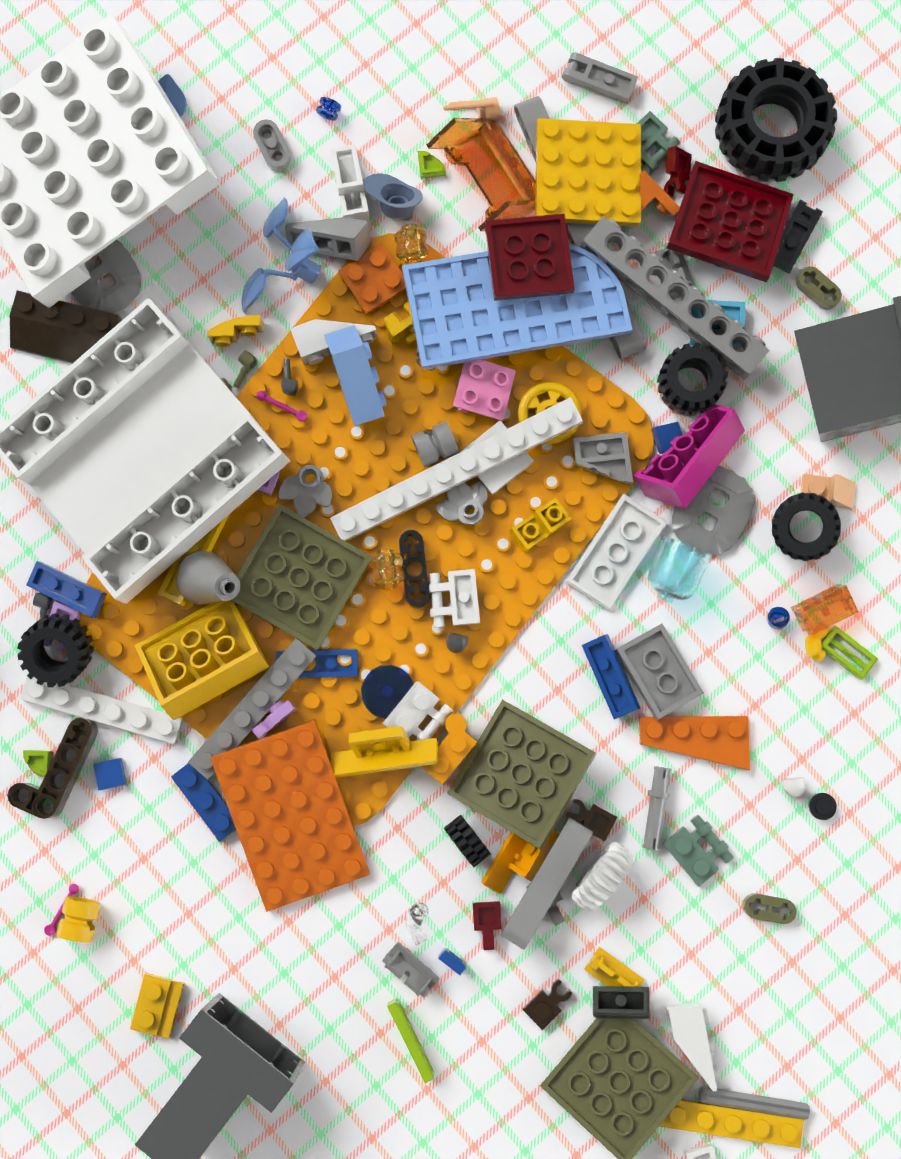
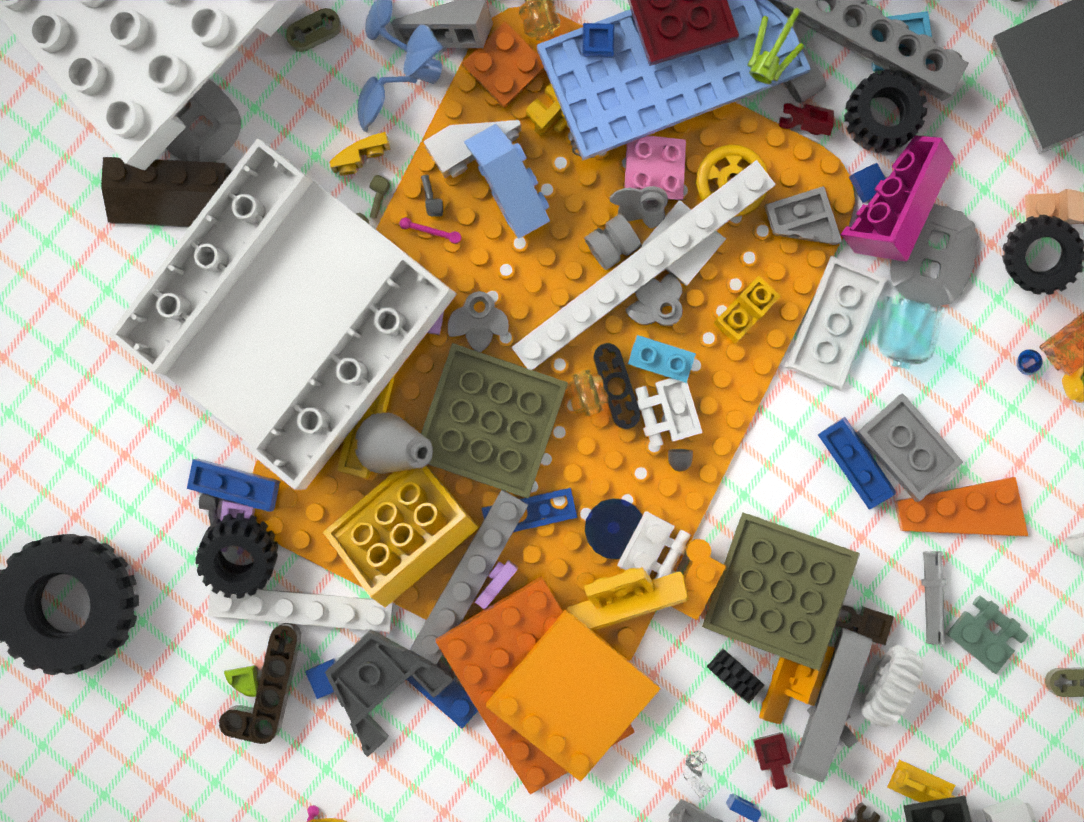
camera: 15 degrees left, 5 degrees up
(150, 775) = (370, 674): none -> dark grey wing
(219, 220) = (309, 24): none -> olive beam
(320, 829) = (573, 695): none -> light orange plate
(454, 271) = (598, 40): none -> blue tile
(457, 551) = (661, 358): none -> medium azure hinge
(465, 417) = (641, 204): none -> light grey plate
(593, 319) = (765, 66): none -> lime plant
(628, 374) = (811, 118): none -> dark red plate

